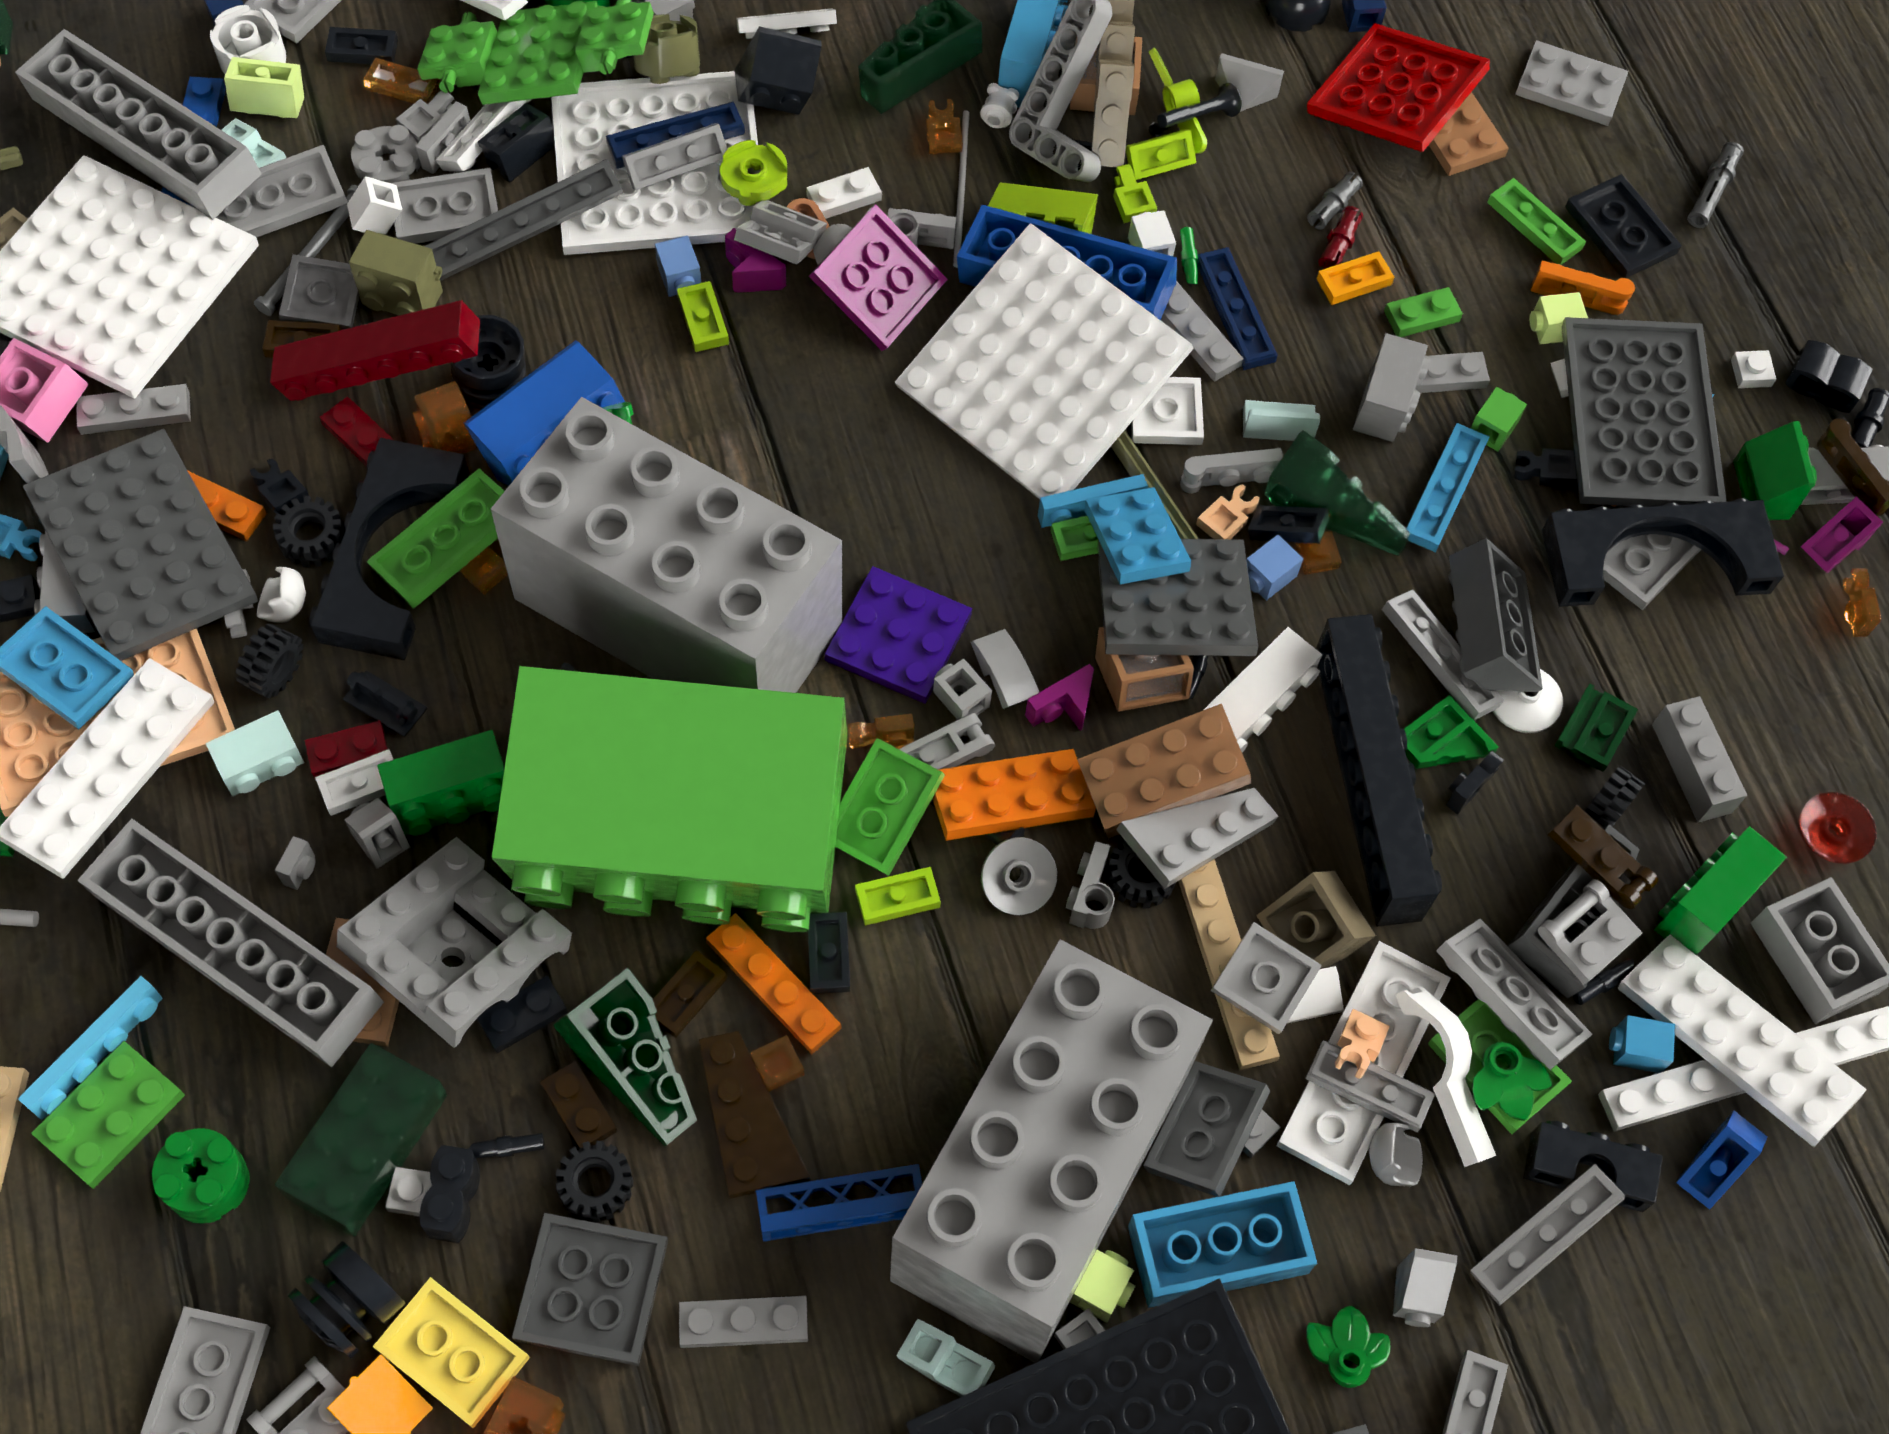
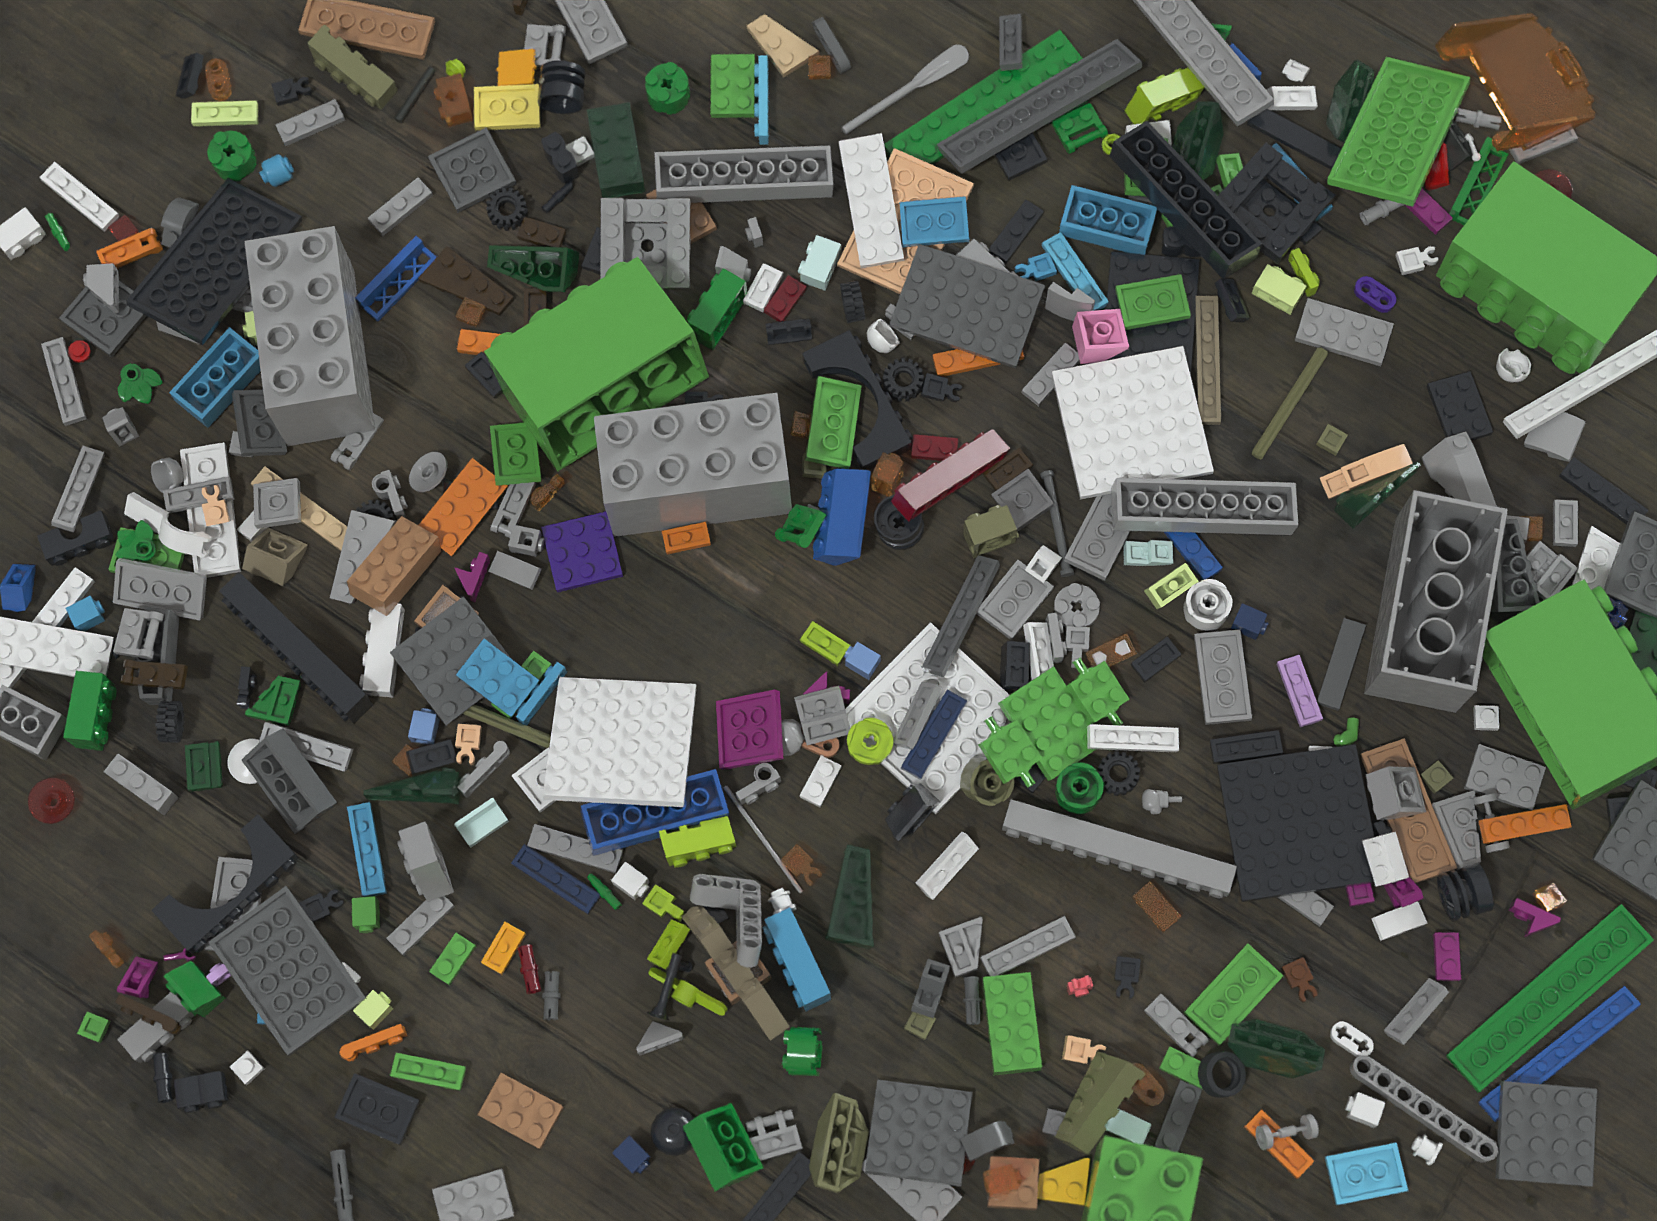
camera: 150 degrees right, 10 degrees up
(897, 896) = (477, 423): lime plate -> none
(1398, 87) = (566, 1099): red plate -> none
(1735, 475) = (218, 974): none -> lavender plate

